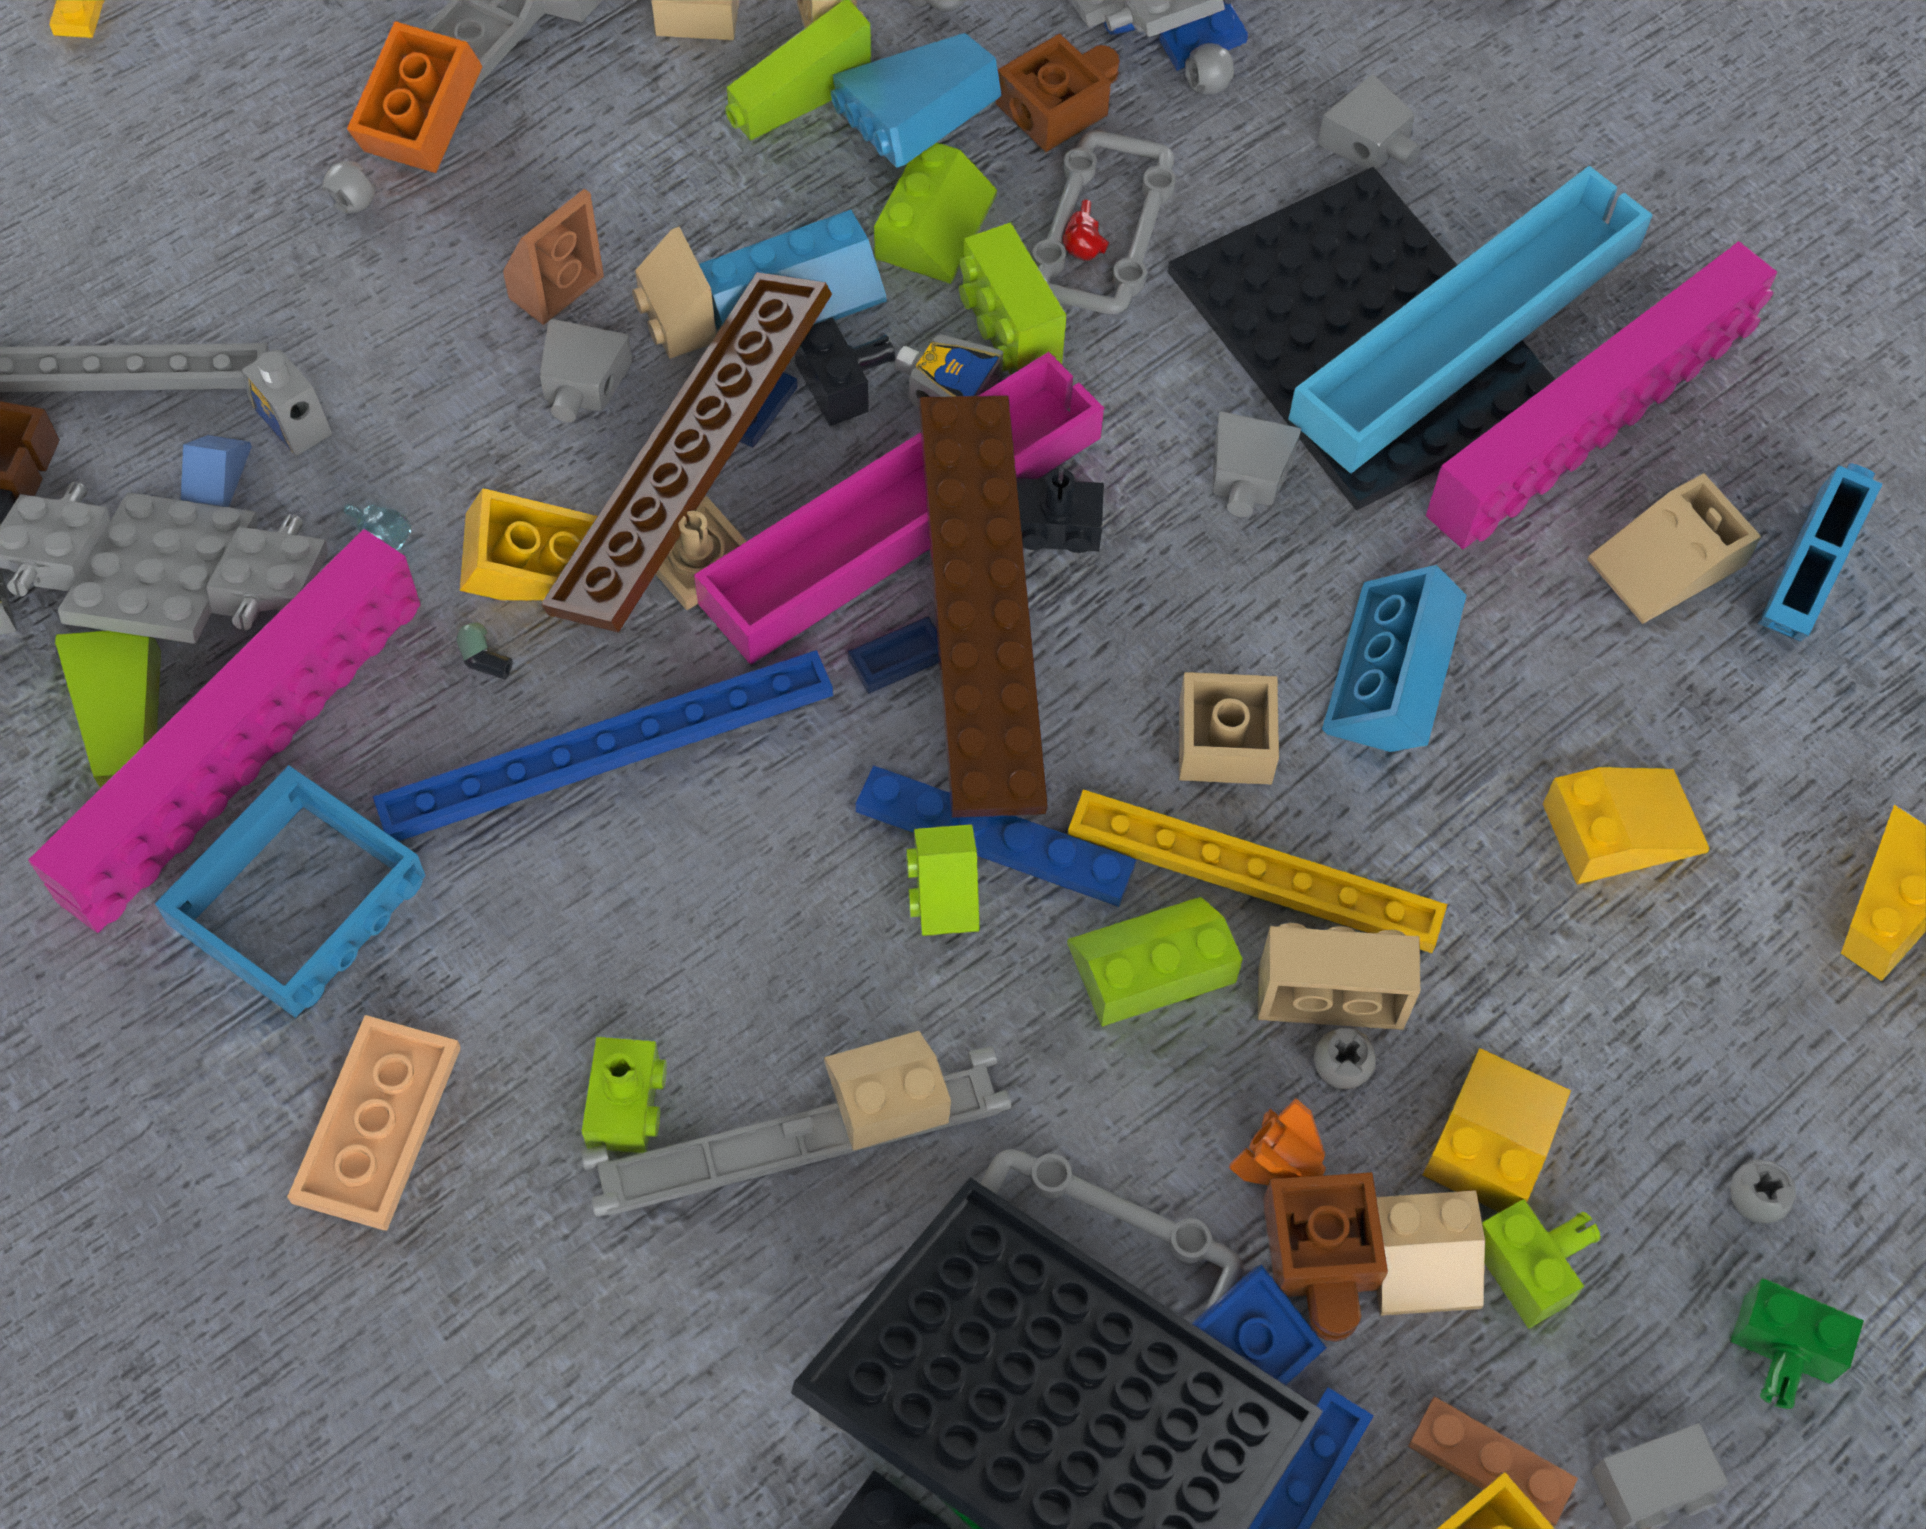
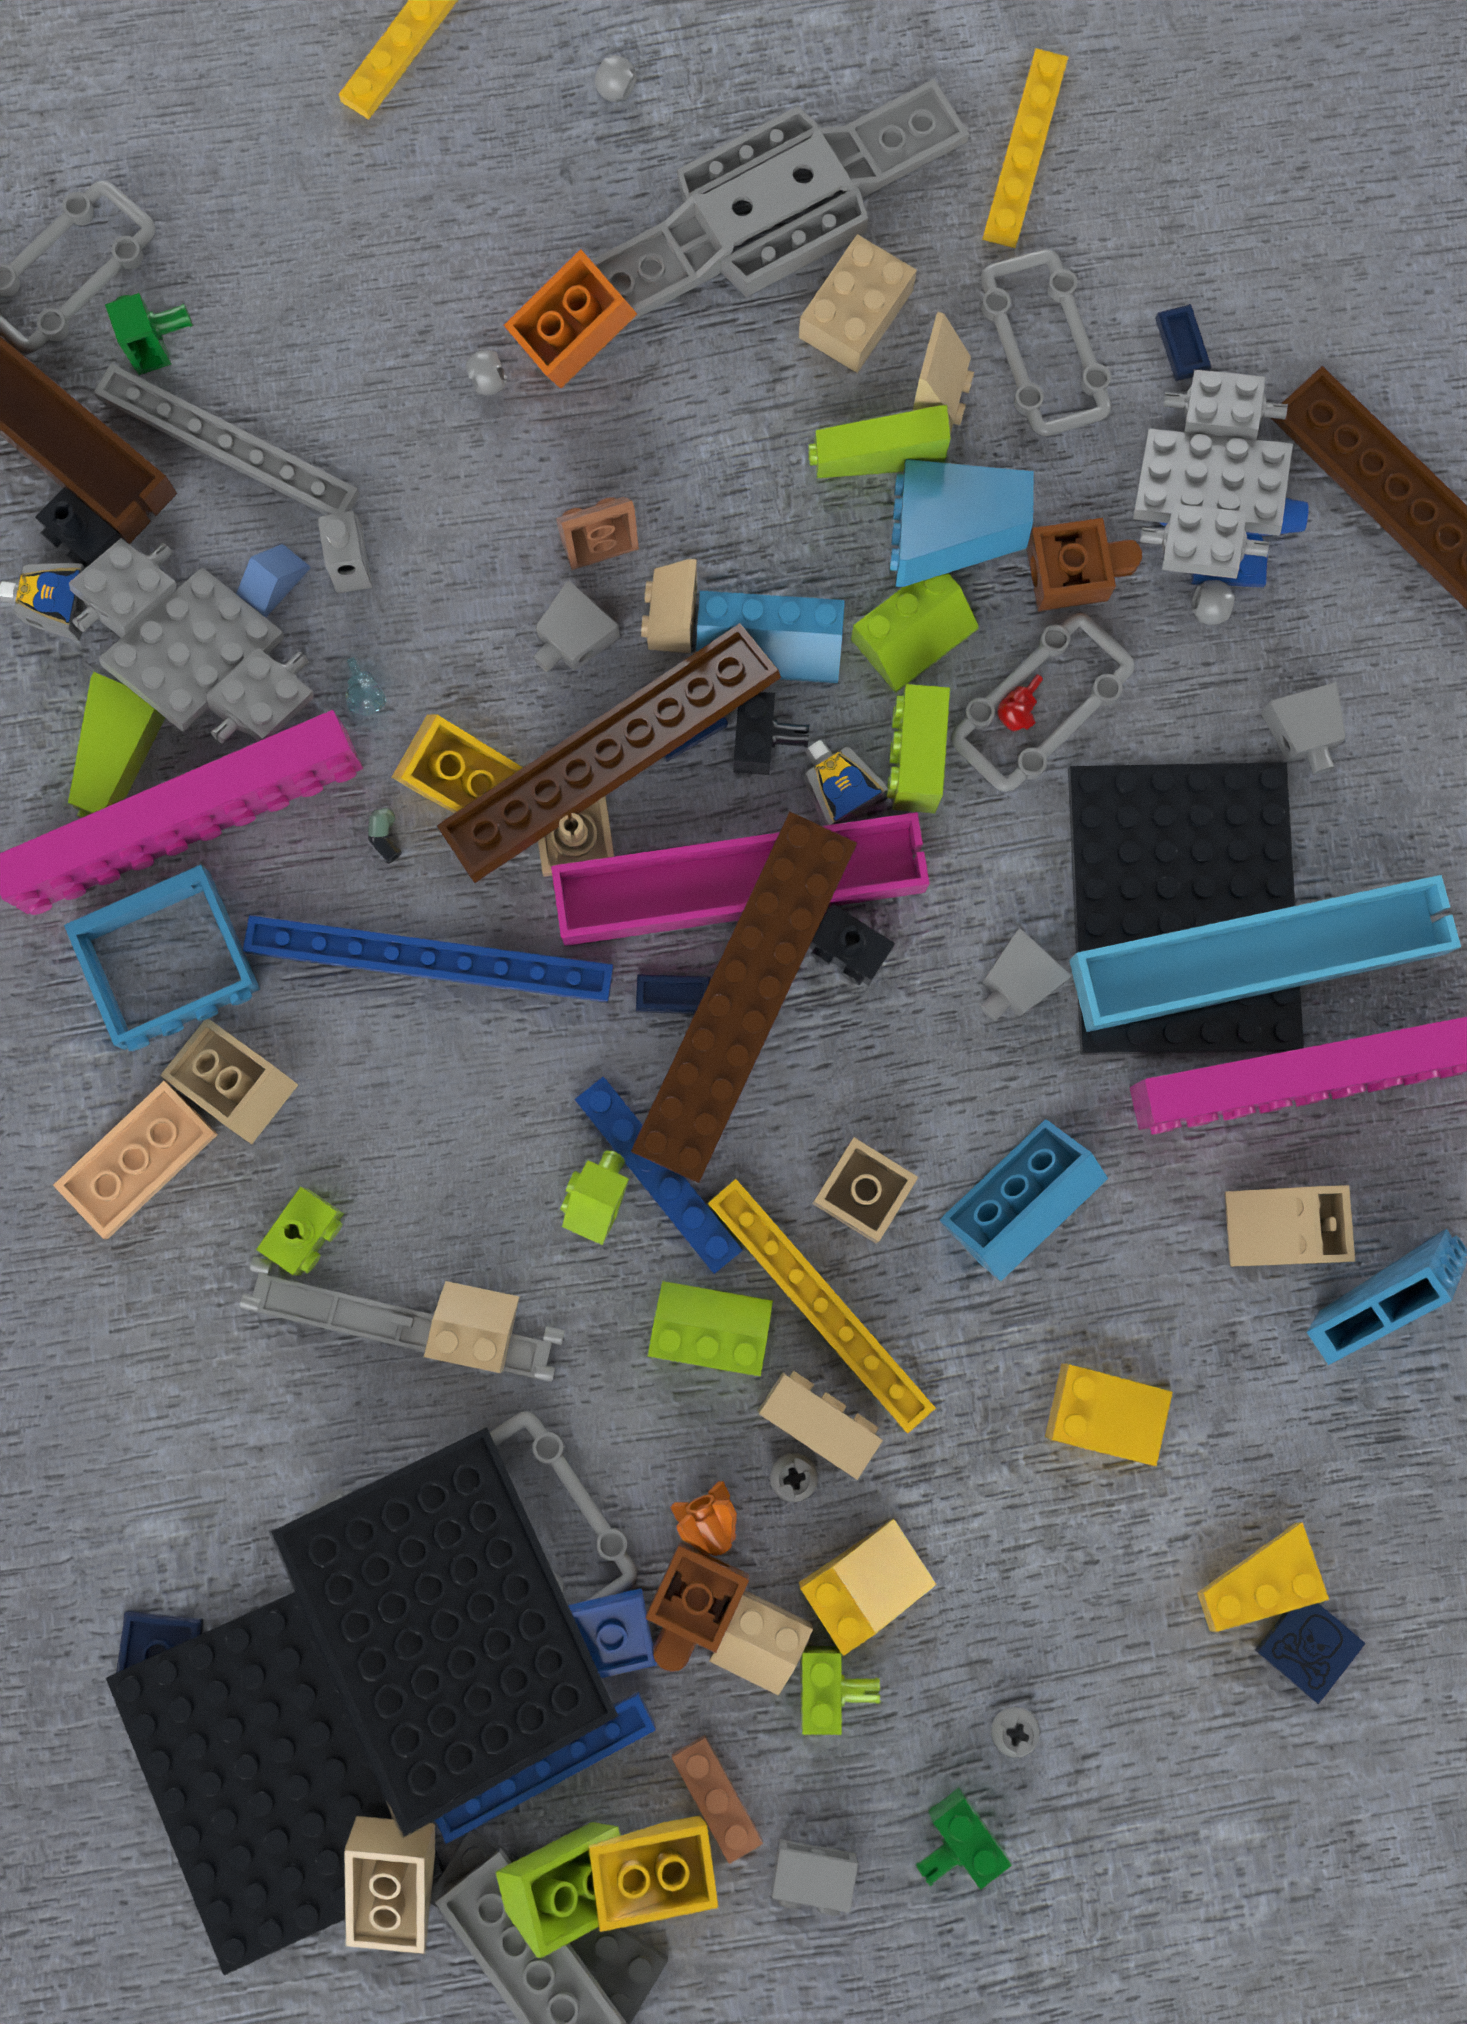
camera: 30 degrees right, 20 degrees up
(446, 977) = (229, 1080): none -> tan slope

